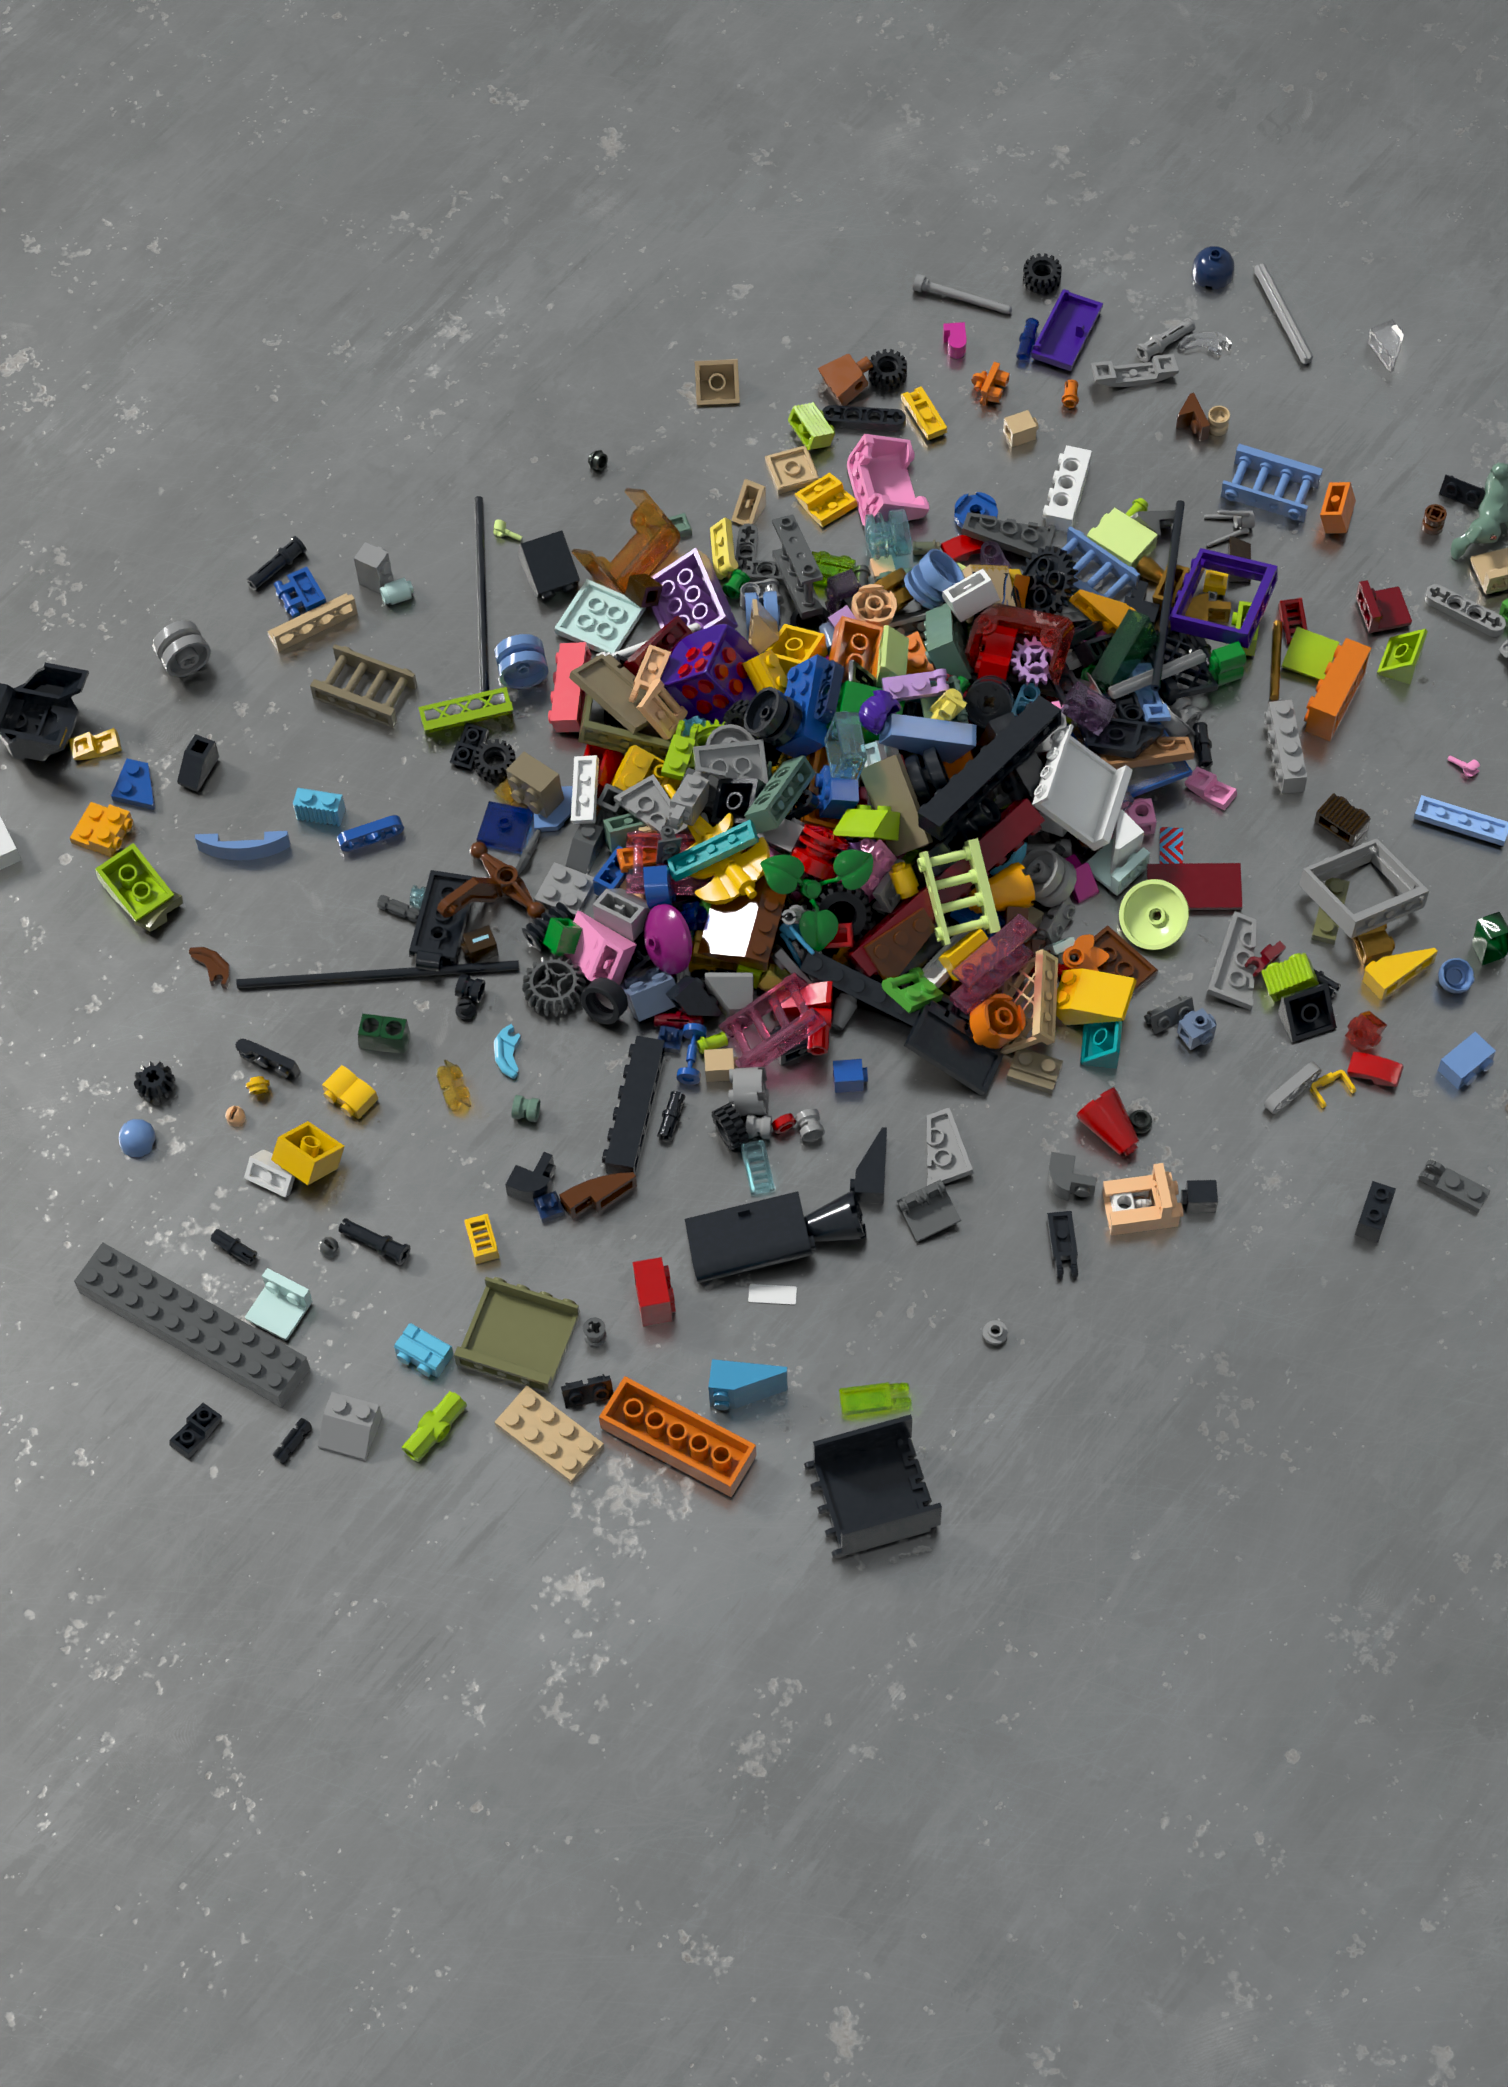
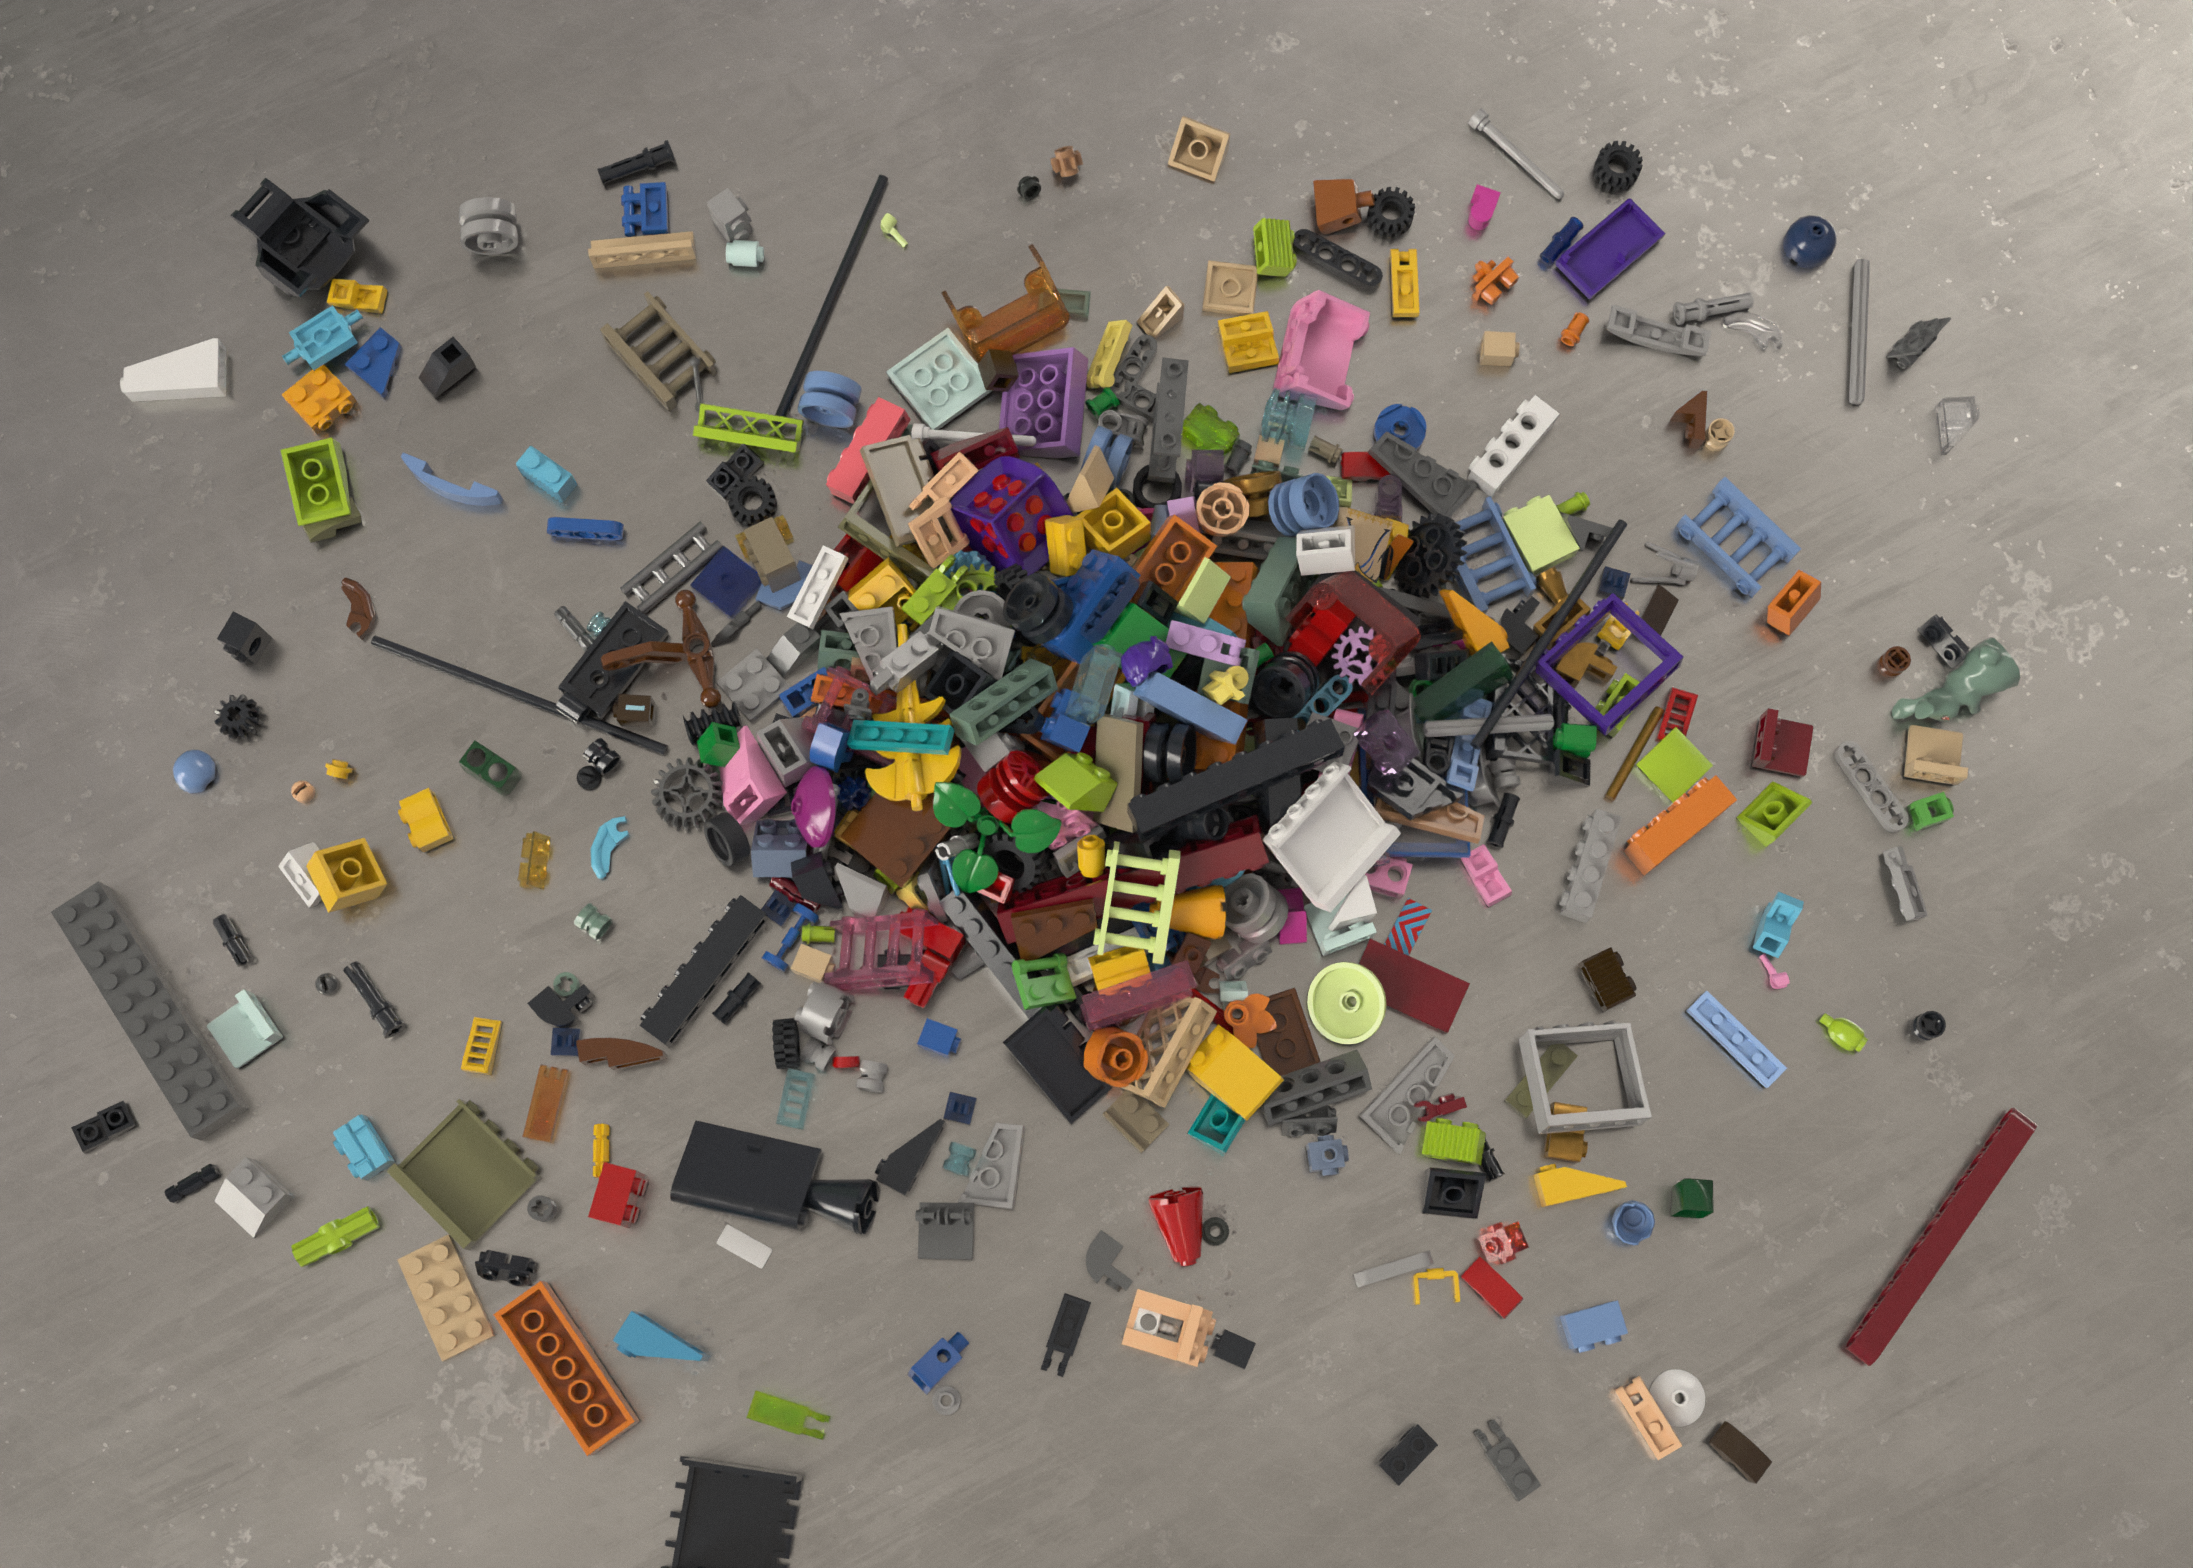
camera: 20 degrees right, 15 degrees up
(84, 782) = (323, 337): none -> medium azure plate
(132, 1018) = (243, 639): none -> black brick
(265, 1057) = (362, 742): black hinge -> none
(399, 680) = (695, 362): none -> dark grey hinge
(451, 821) = (674, 551): none -> flat silver bar
(526, 1157) = (558, 983): none -> sand green bush
(548, 565) = (915, 295): black slope -> none
(557, 1258) = (545, 1104): none -> clear orange hinge
(618, 430) = (1066, 161): none -> medium nougat gear
(619, 1272) = (600, 1147): none -> yellow axle
(892, 1119) = (960, 1108): none -> dark blue tile
(911, 1154) = (959, 1159): none -> clear light blue wheel
(975, 1299) = (929, 1370): none -> blue torso
(1163, 983) = (1317, 1087): none -> dark grey brick
(1192, 548) = (1614, 582): none -> dark blue tile
(1232, 689) = (1569, 769): none -> black slope
(1330, 301) = (1919, 338): none -> dark grey hinge
(1447, 726) = (1776, 924): none -> medium azure brick

